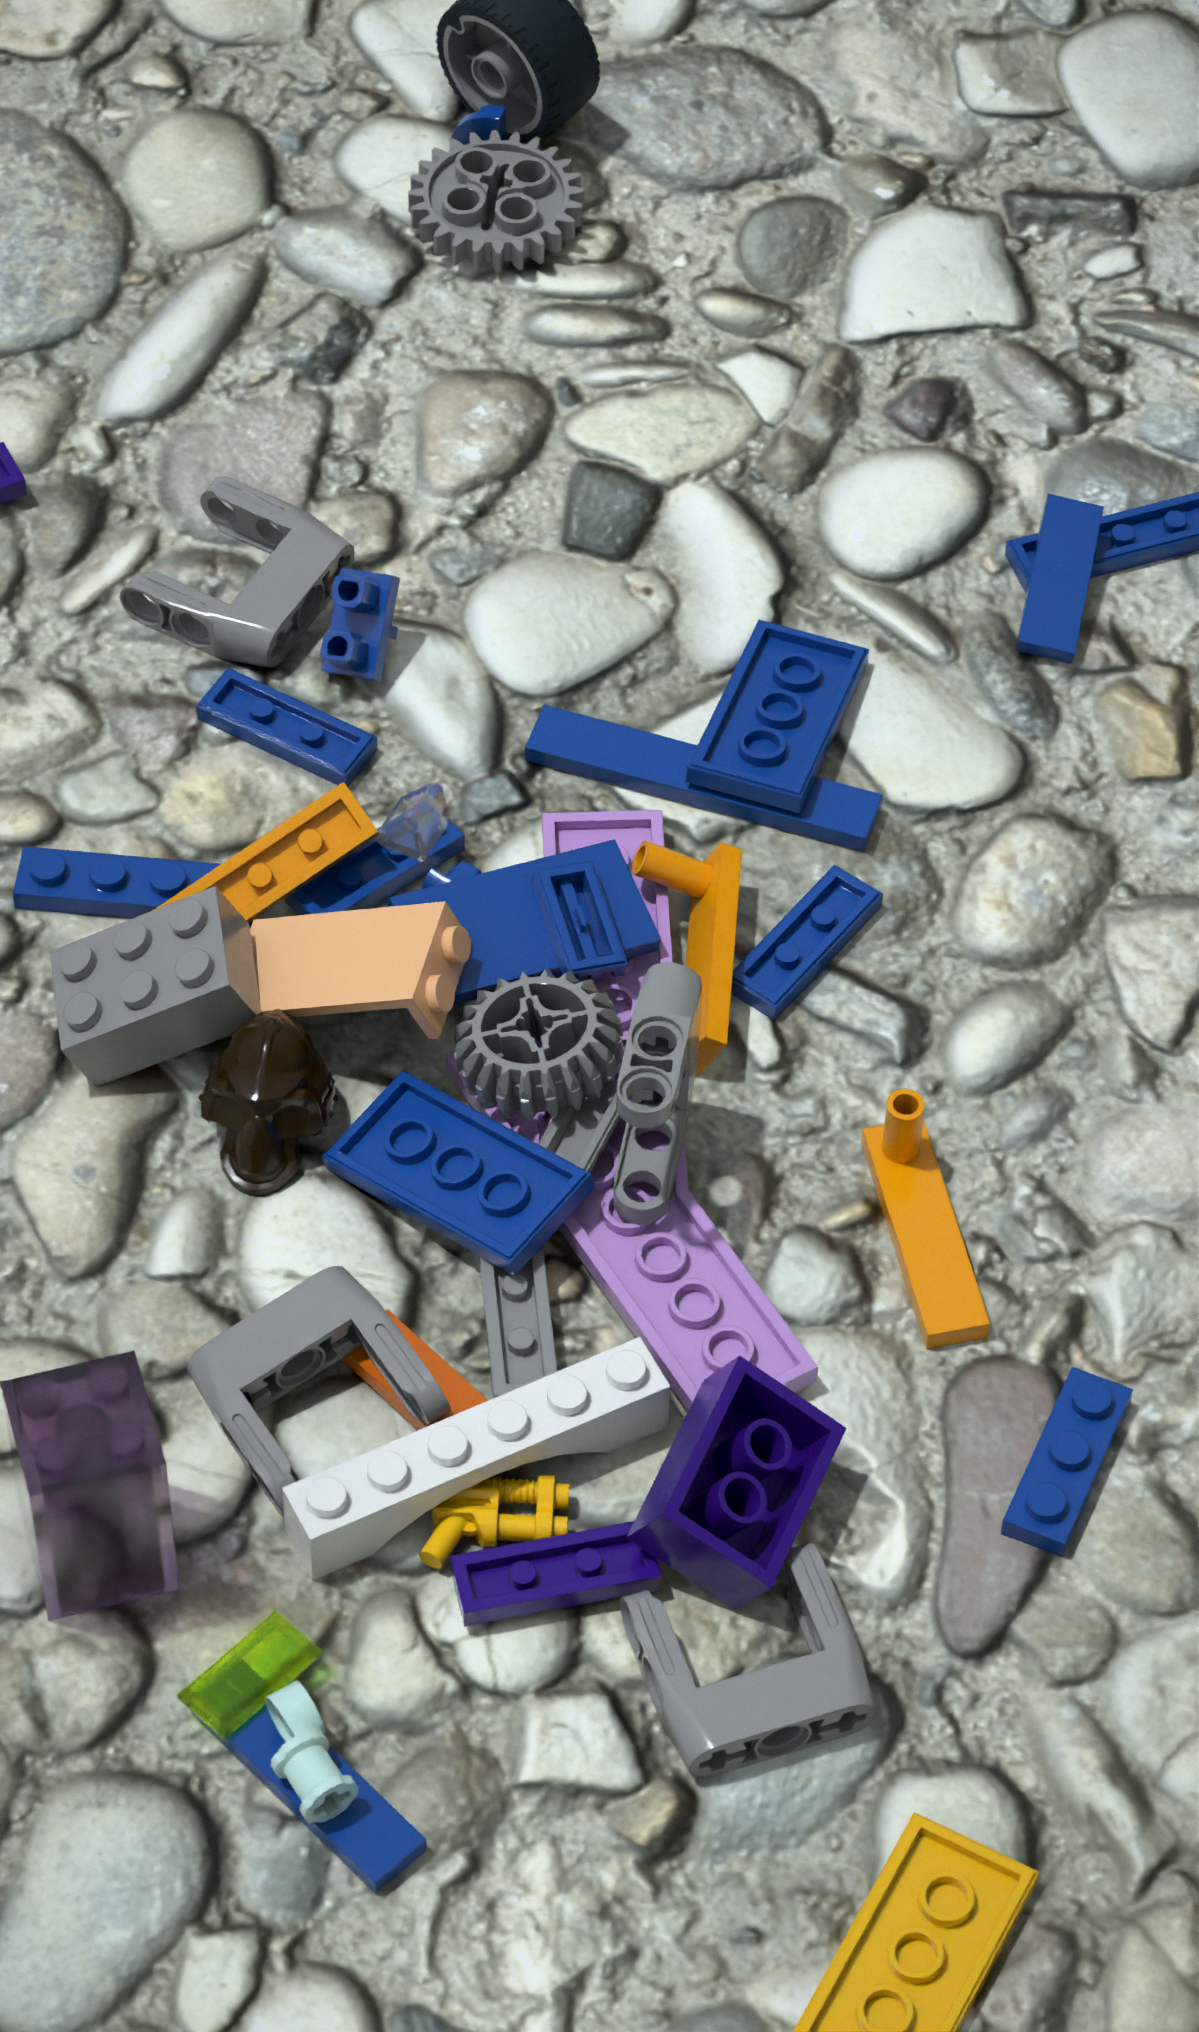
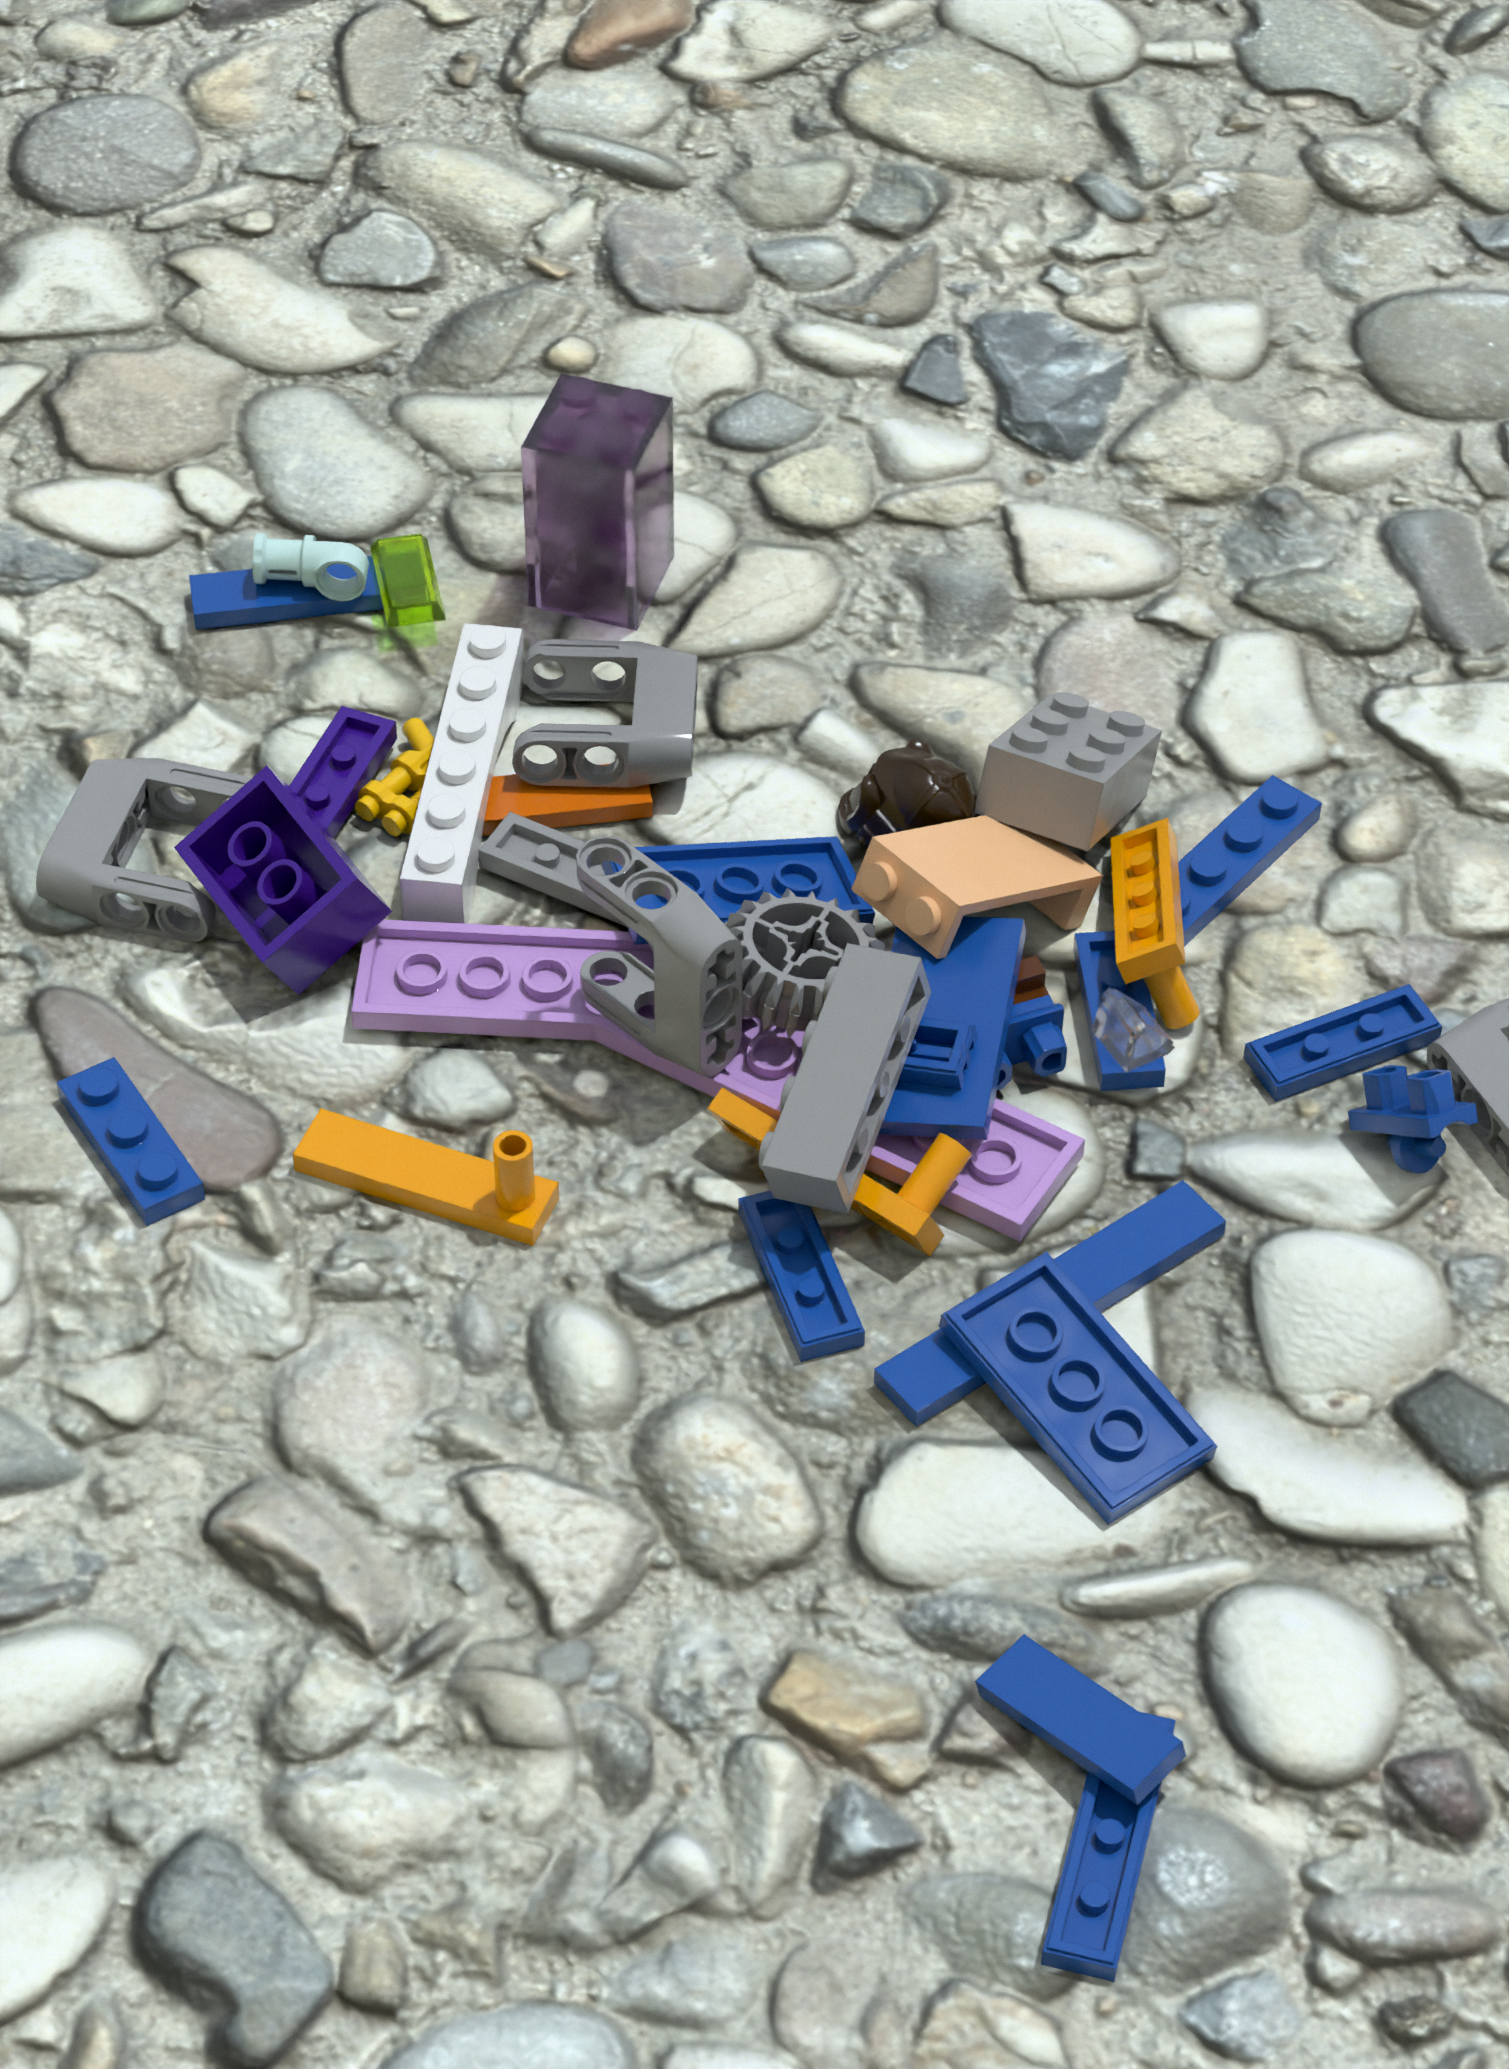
camera: 125 degrees right, 5 degrees down
(660, 917) = (845, 1078): none -> light grey brick

